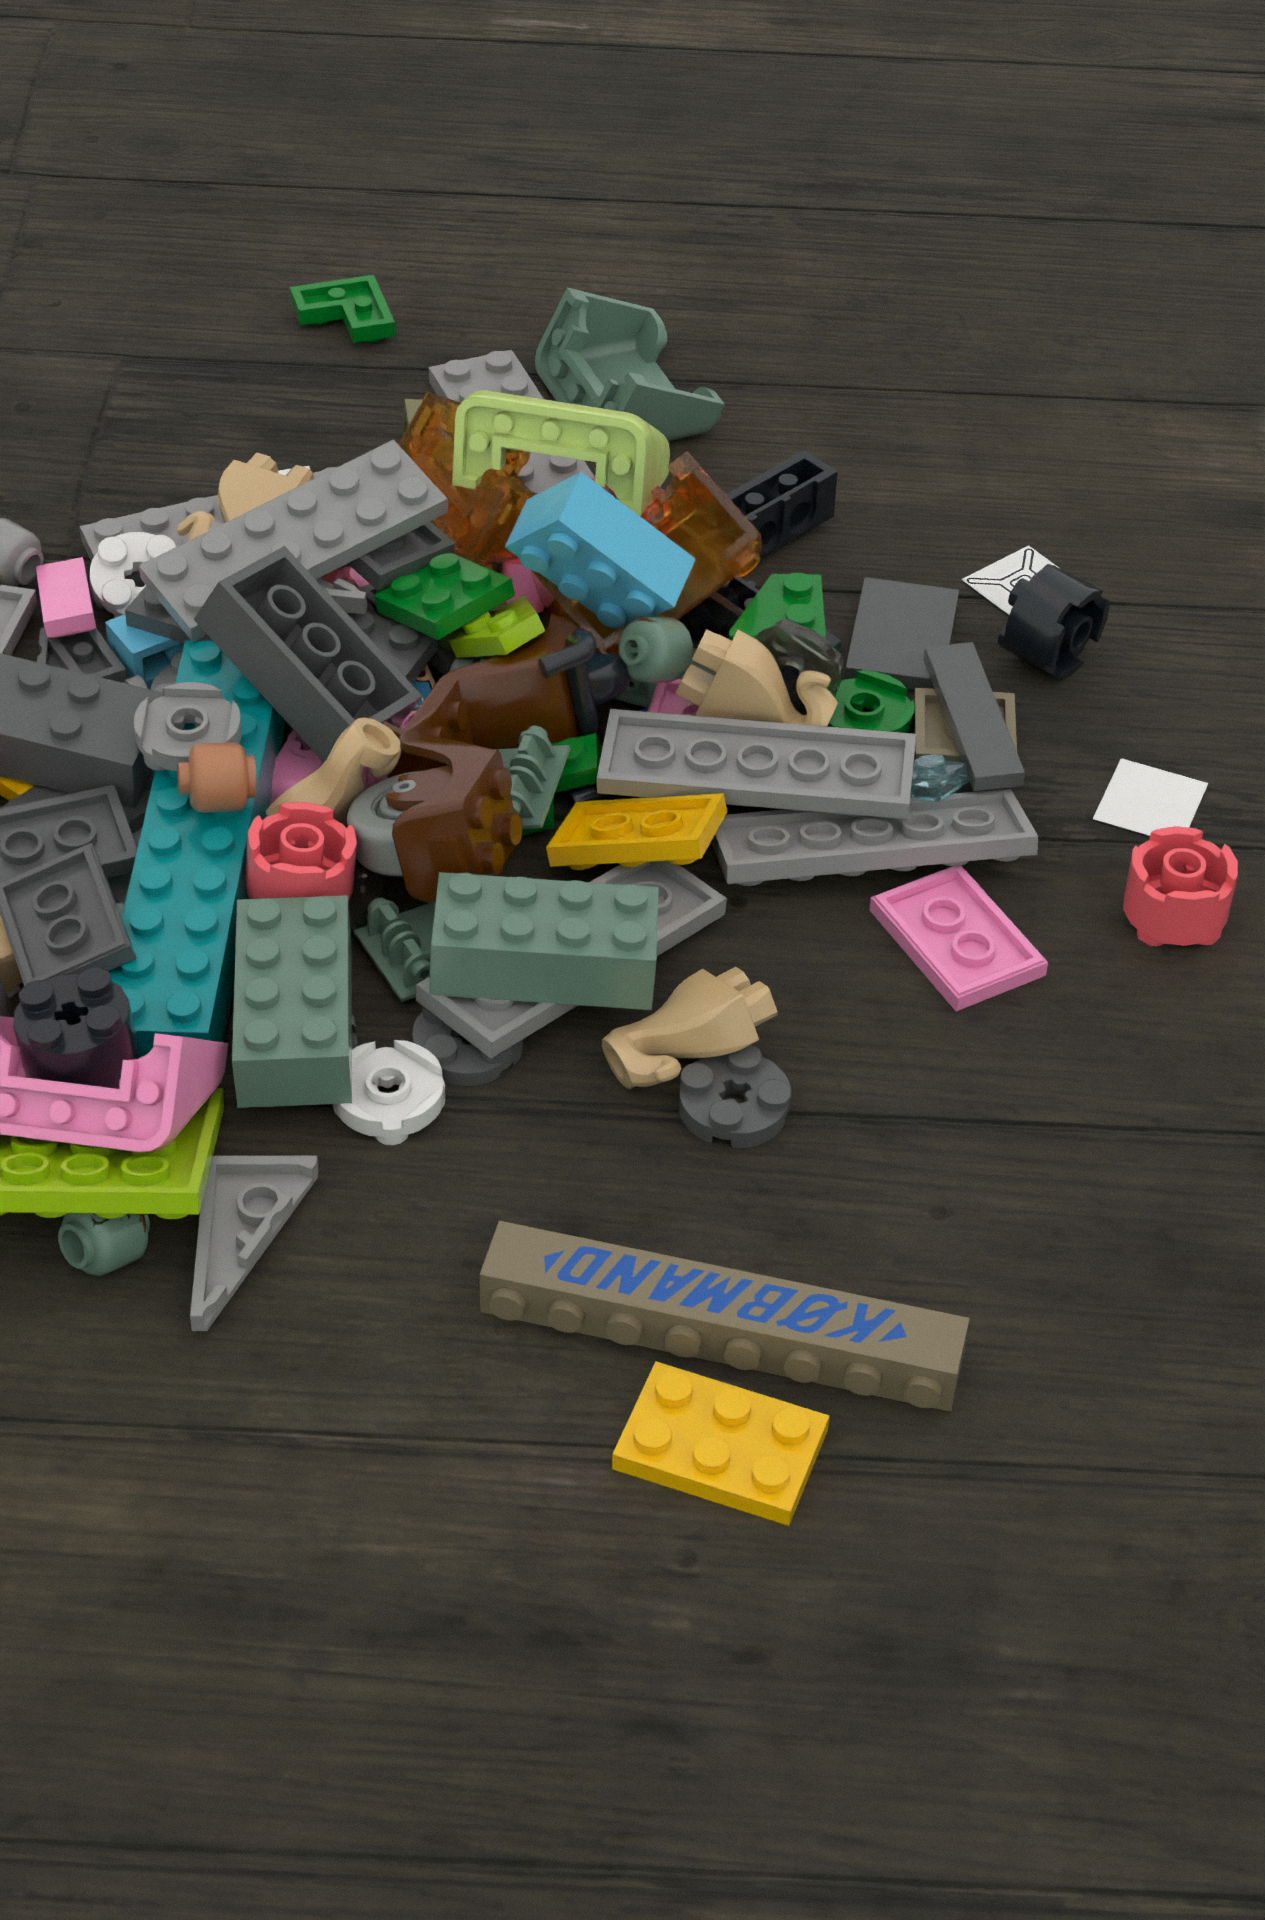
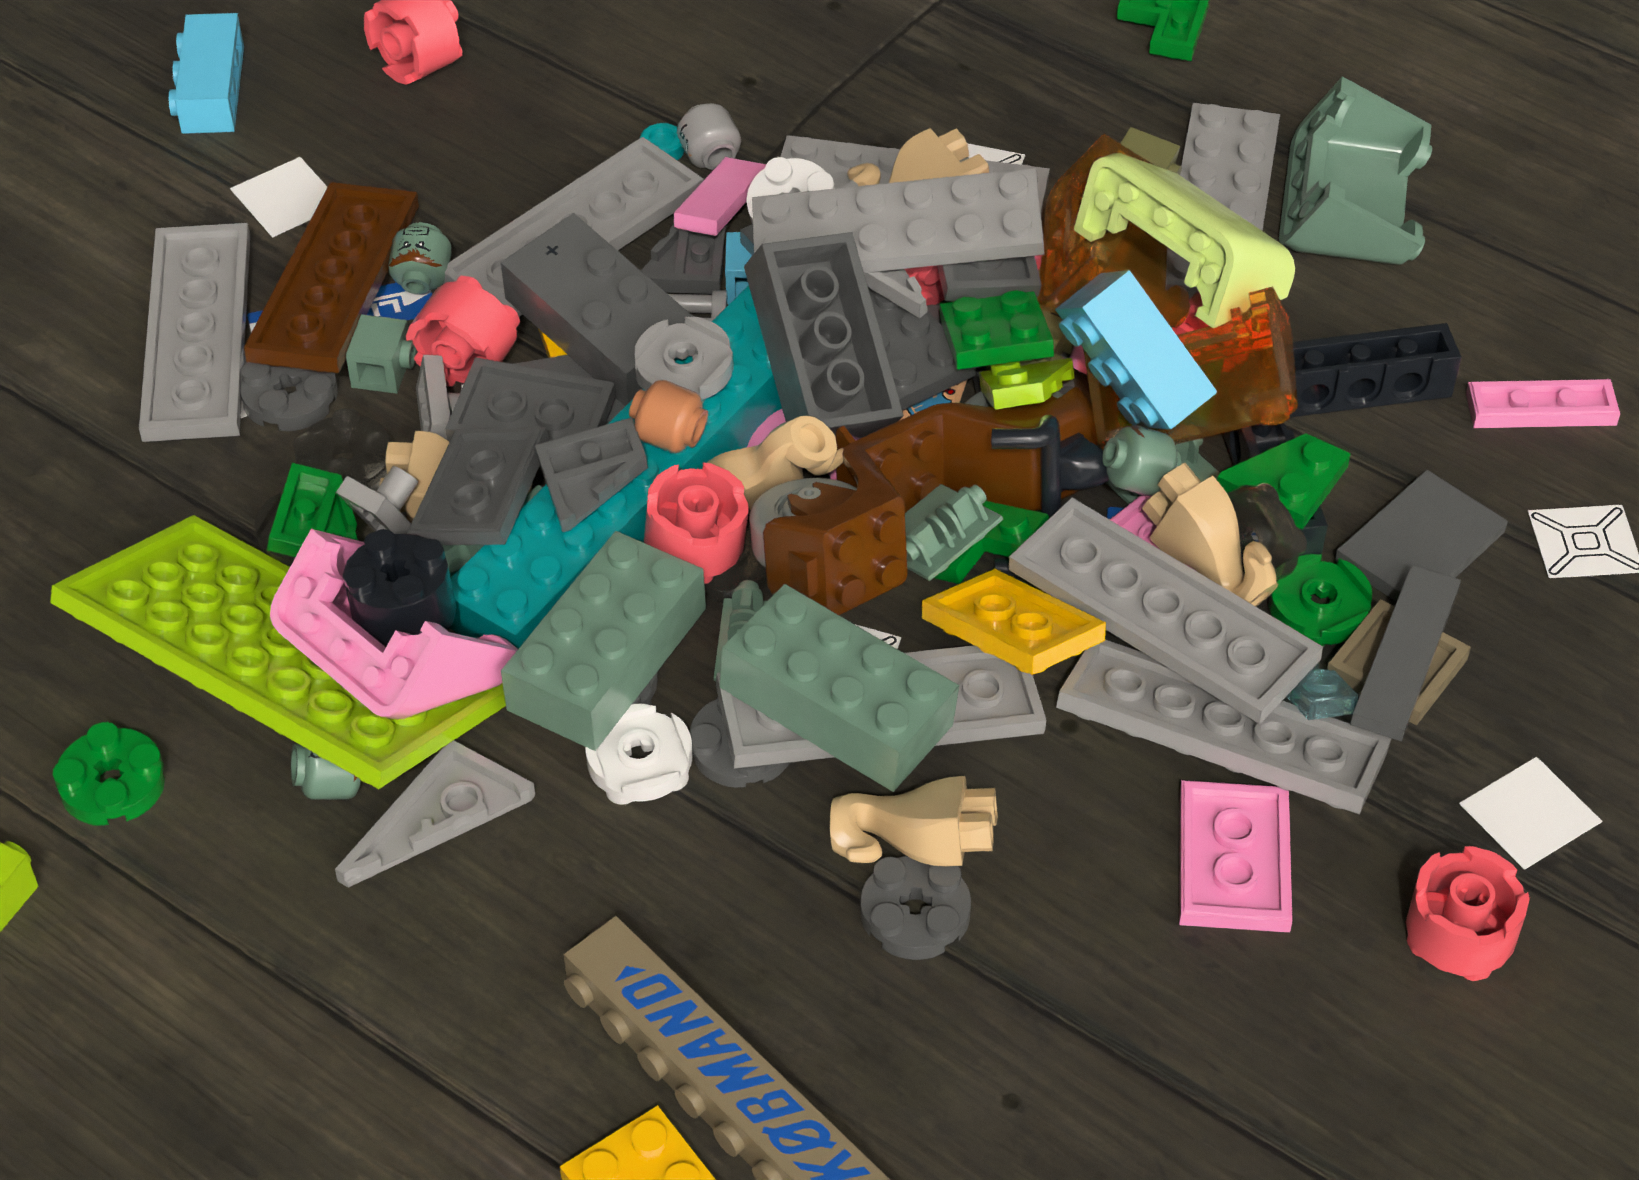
camera: 35 degrees right, 5 degrees up
(172, 855) = (590, 468): none -> dark grey wing
(907, 493) = (1542, 403): none -> bright pink tile
(1053, 620) = (1559, 593): black brick -> none

